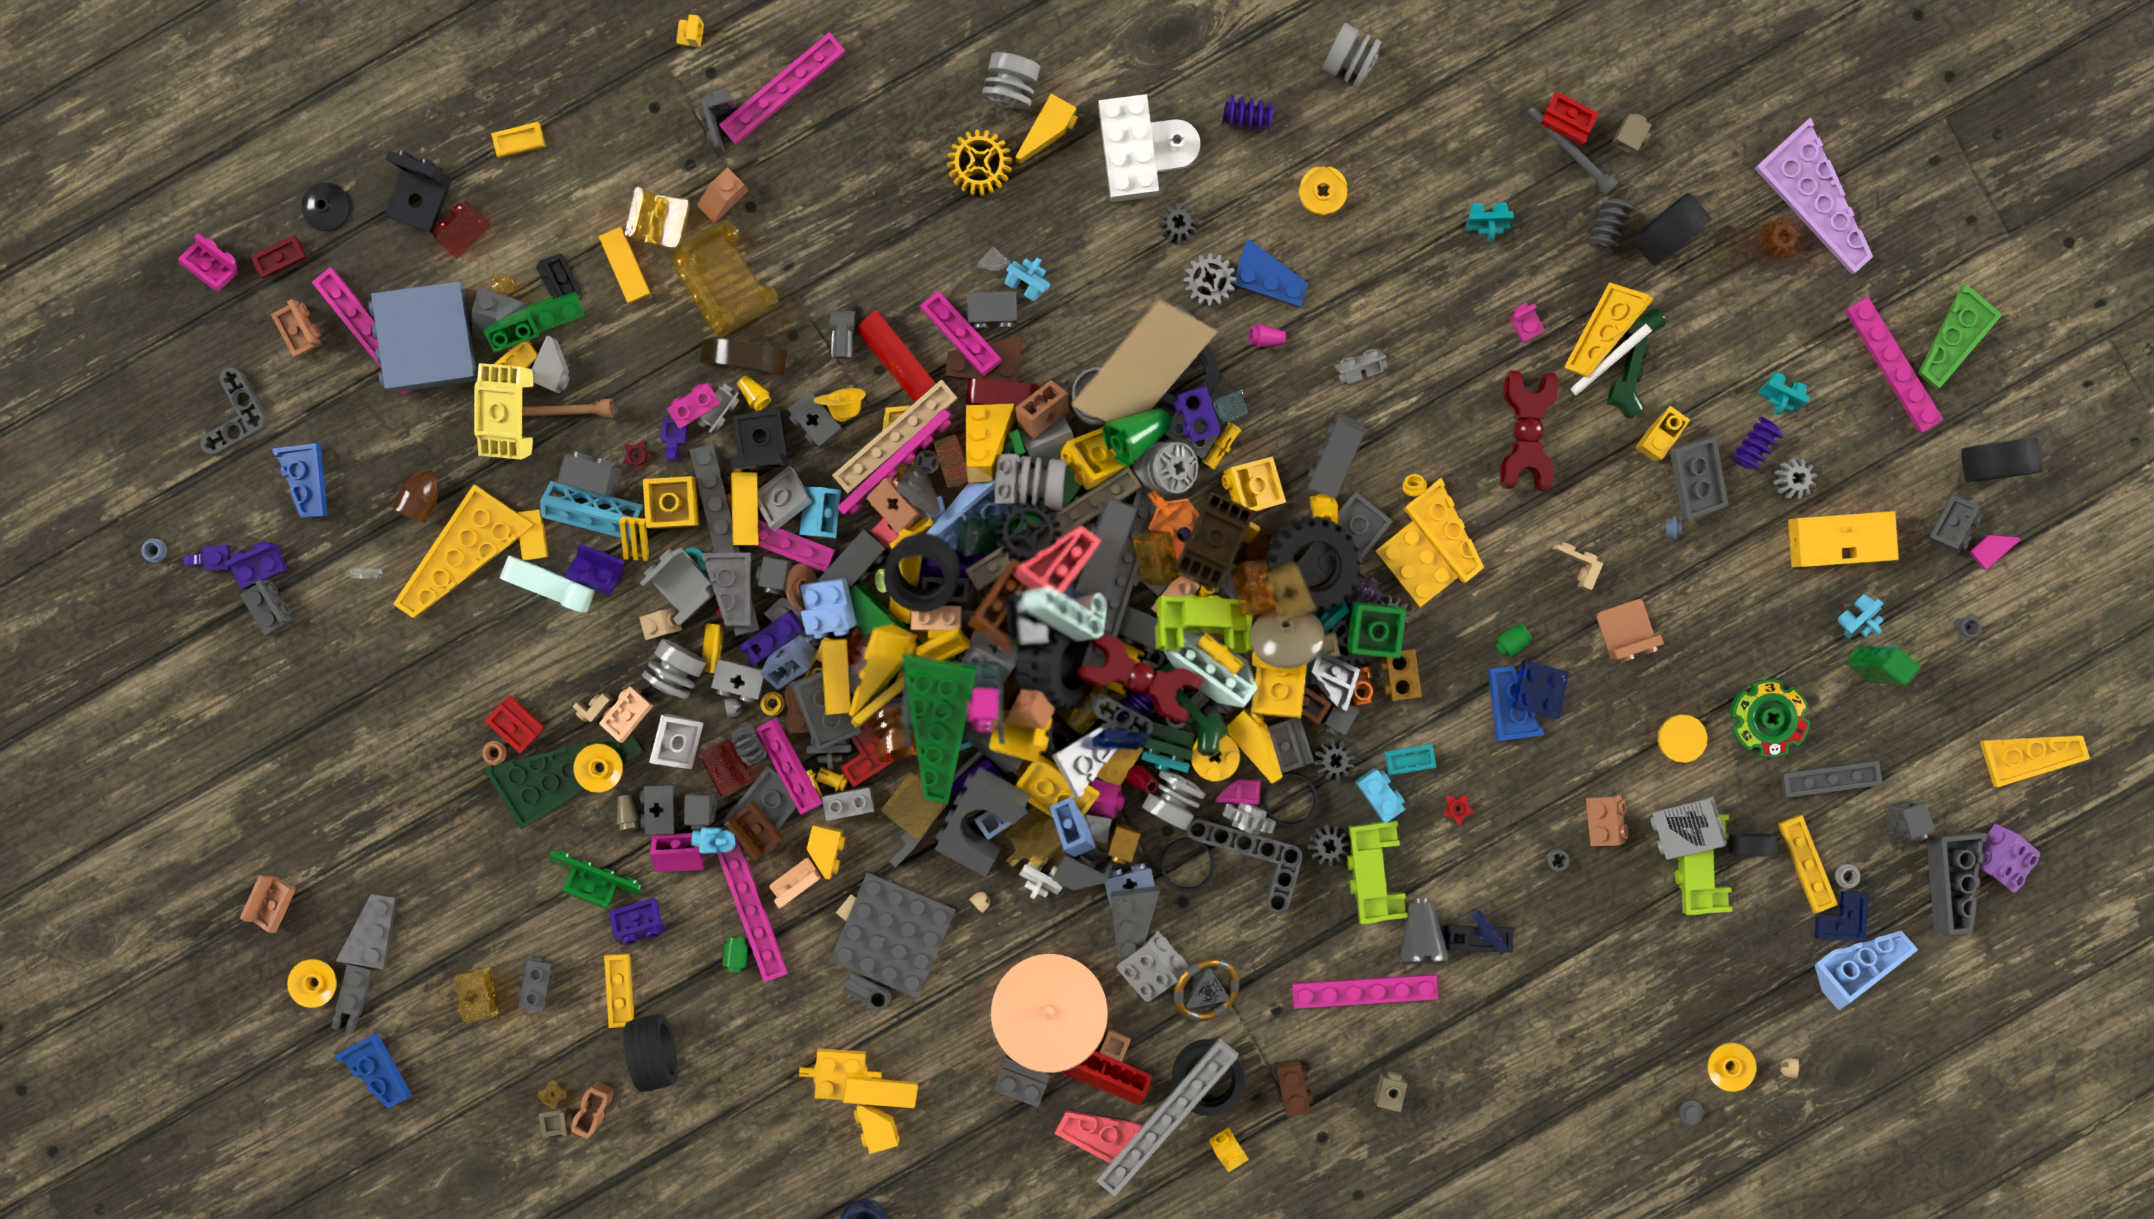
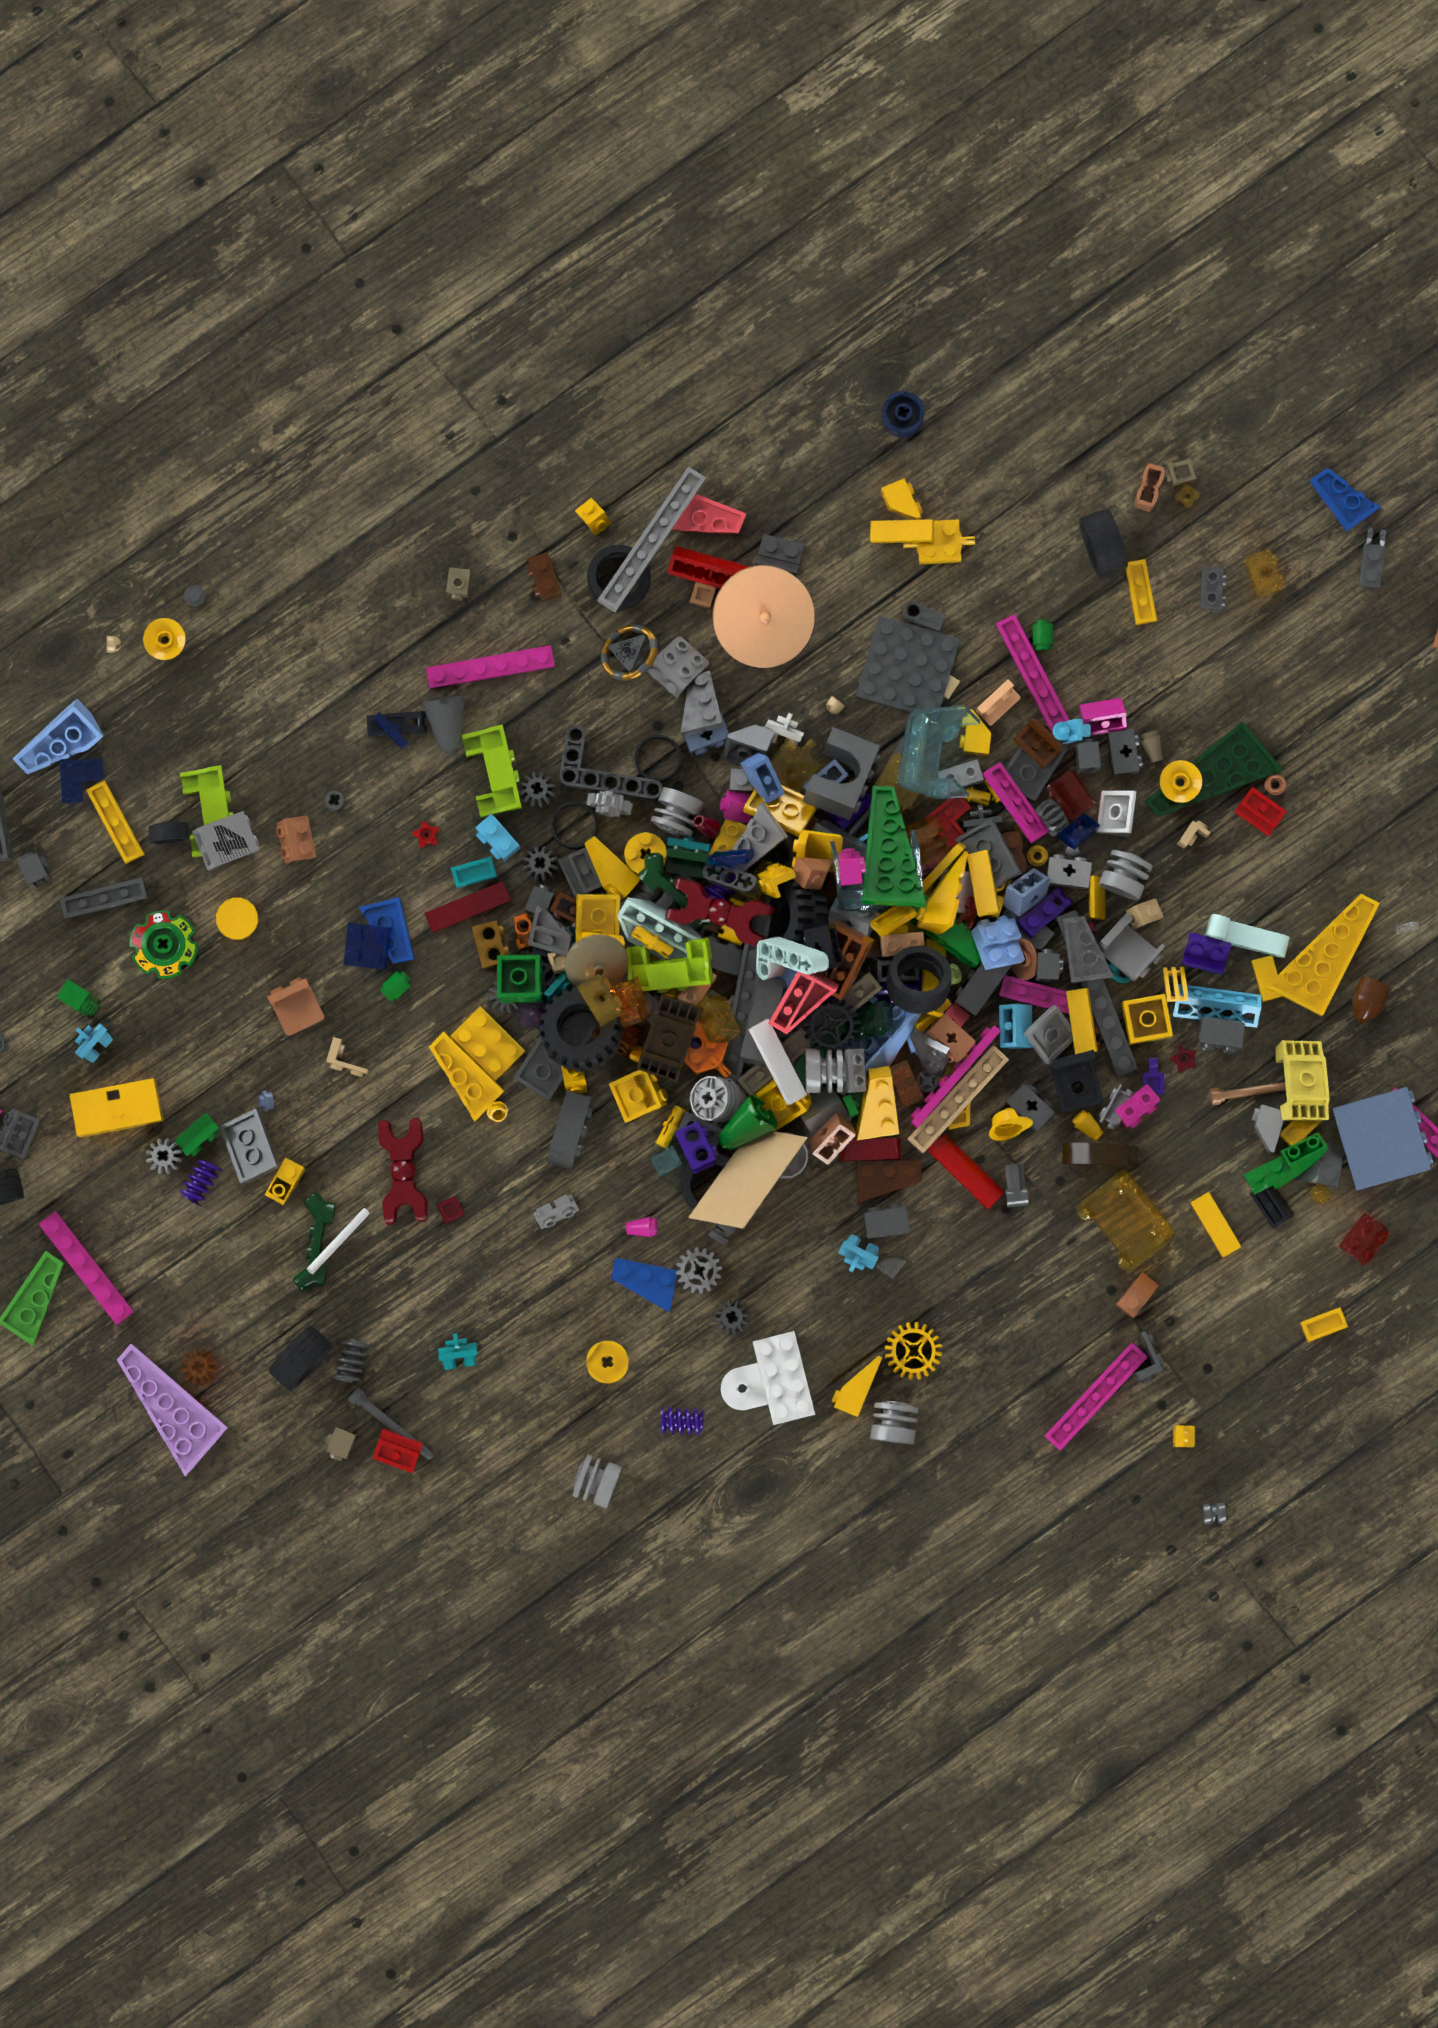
camera: 165 degrees right, 5 degrees down
(301, 985) = (1415, 560): yellow dish -> none
(371, 934) = (1362, 615): flat silver wing -> none
(416, 179) = (1408, 1278): black bracket -> none
(591, 883) = (1175, 681): green bracket -> none
(625, 713) = (1163, 831): light nougat bracket -> none
(637, 922) = (1131, 652): dark purple bracket -> none
(657, 218) = (1189, 1266): clear yellow bracket -> none
(721, 725) = (1079, 831): none -> clear blue plate
(886, 840) = (923, 747): none -> clear light blue windscreen
(960, 333) = (911, 1197): dark pink plate -> none
(1073, 710) = (774, 876): none -> yellow bracket
(1094, 497) = (777, 1062): none -> white tile
(1123, 843) = (716, 770): pearl gold brick -> none
(1241, 791) = (618, 826): dark pink tile -> none
(1421, 721) = (467, 907): none -> dark red tile
(1478, 382) = (450, 1209): none -> dark red tile
(1526, 322) = (414, 1267): dark pink bracket -> none
(1609, 322) = (344, 1271): yellow wing -> none
(1751, 501) = (200, 1131): none -> green bracket
(1782, 396) = (183, 1226): teal hips -> none
(1853, 879) = (73, 813): light grey plate -> none

